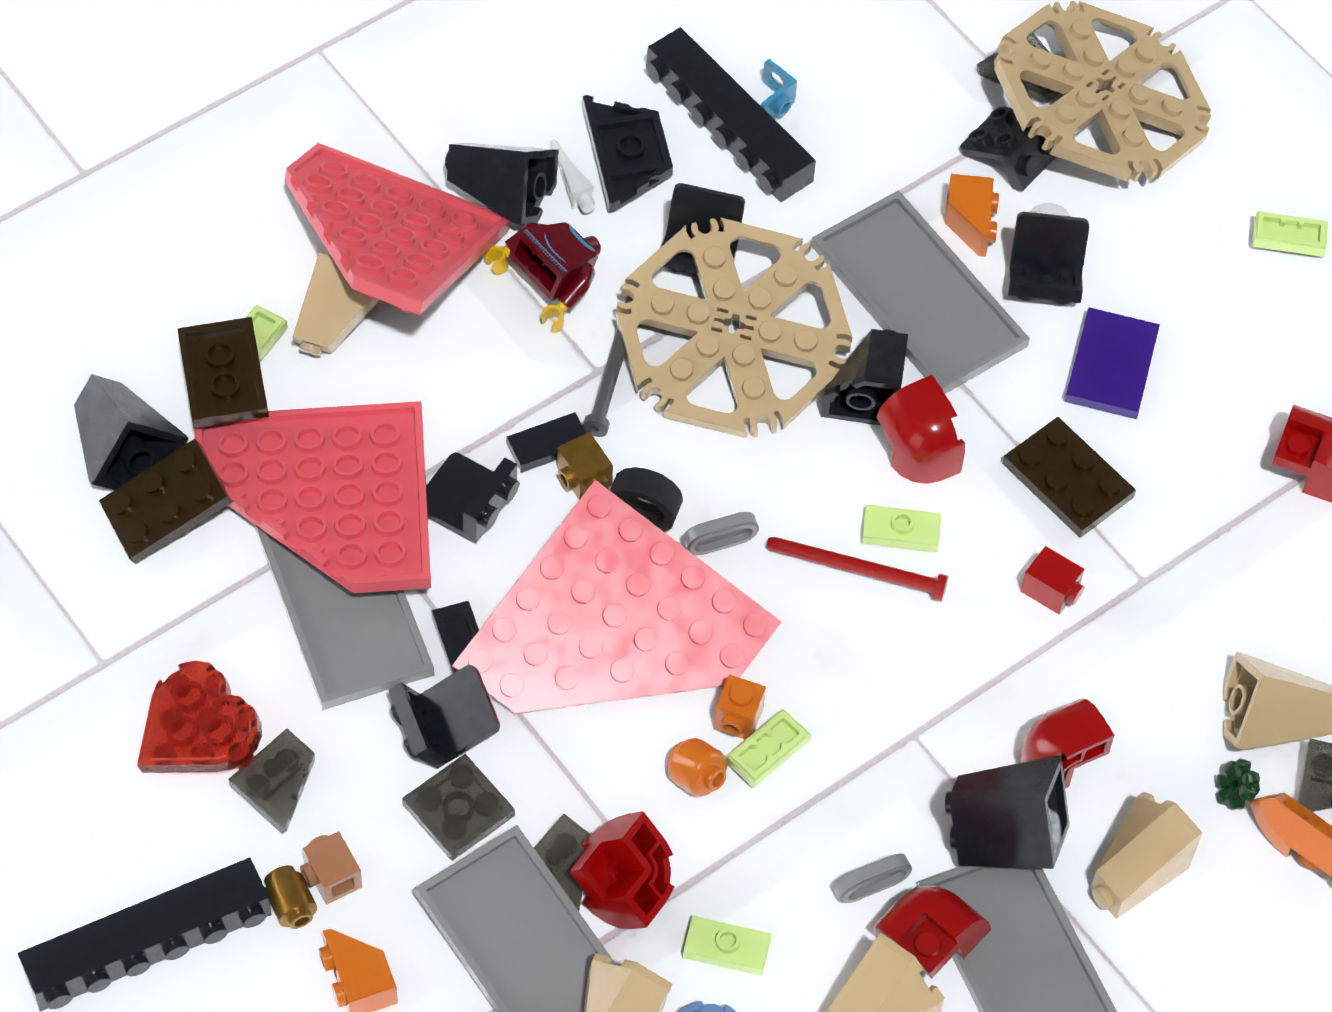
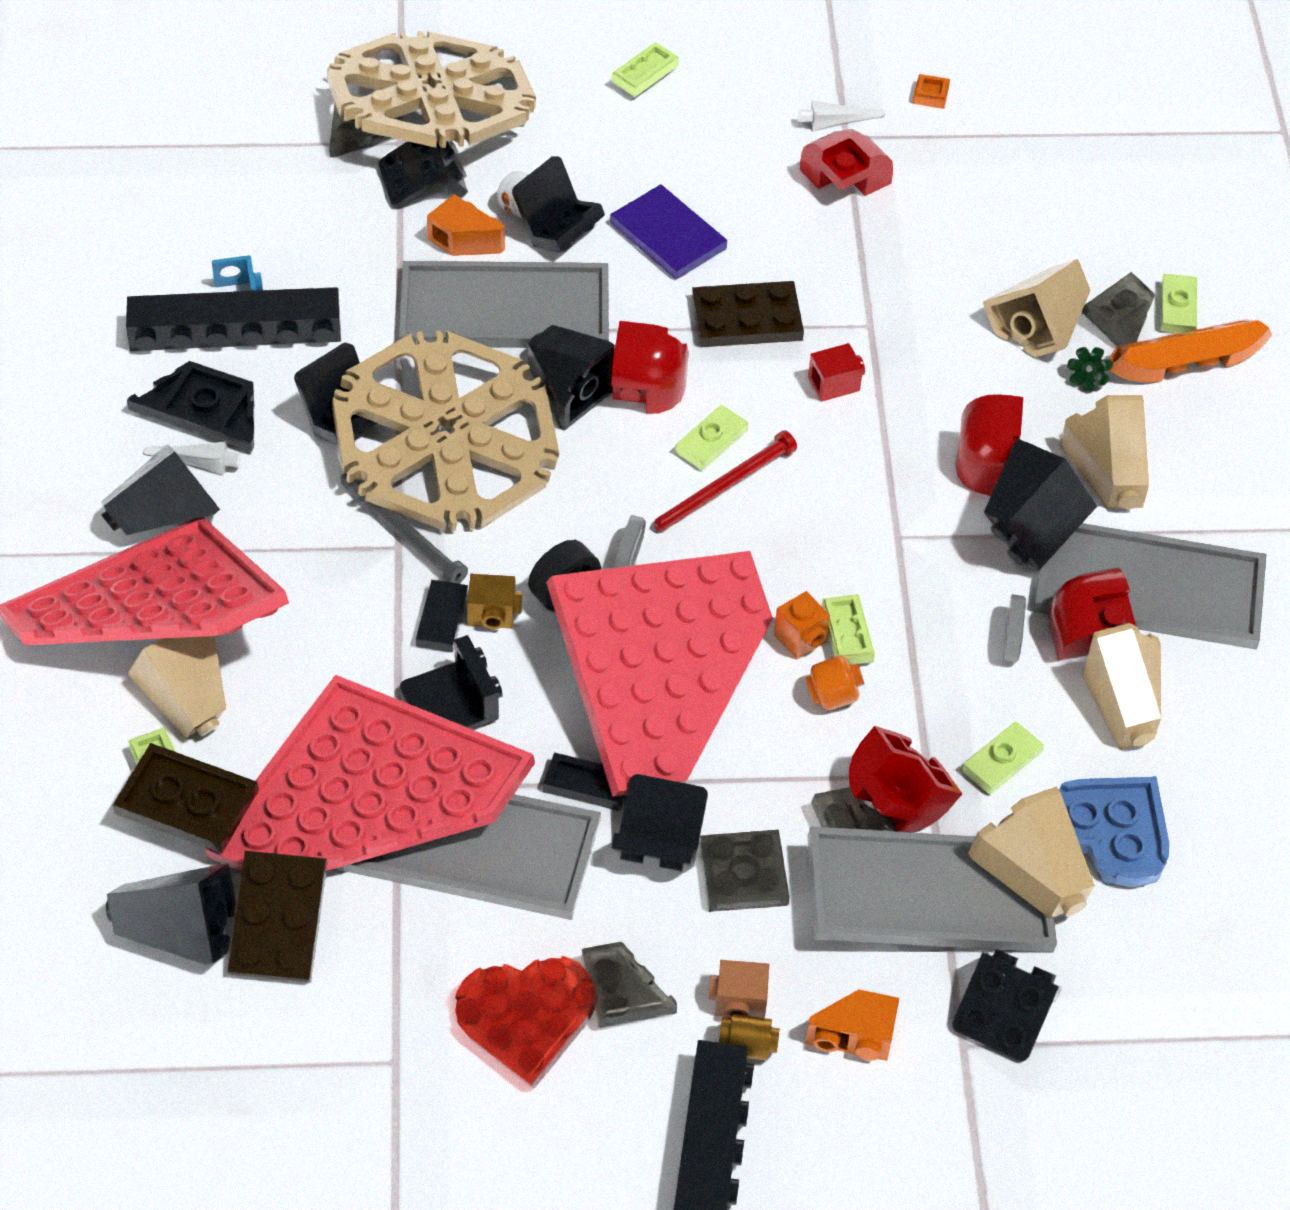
camera: 55 degrees left, 5 degrees down
(554, 260) = (279, 506): dark red torso -> none

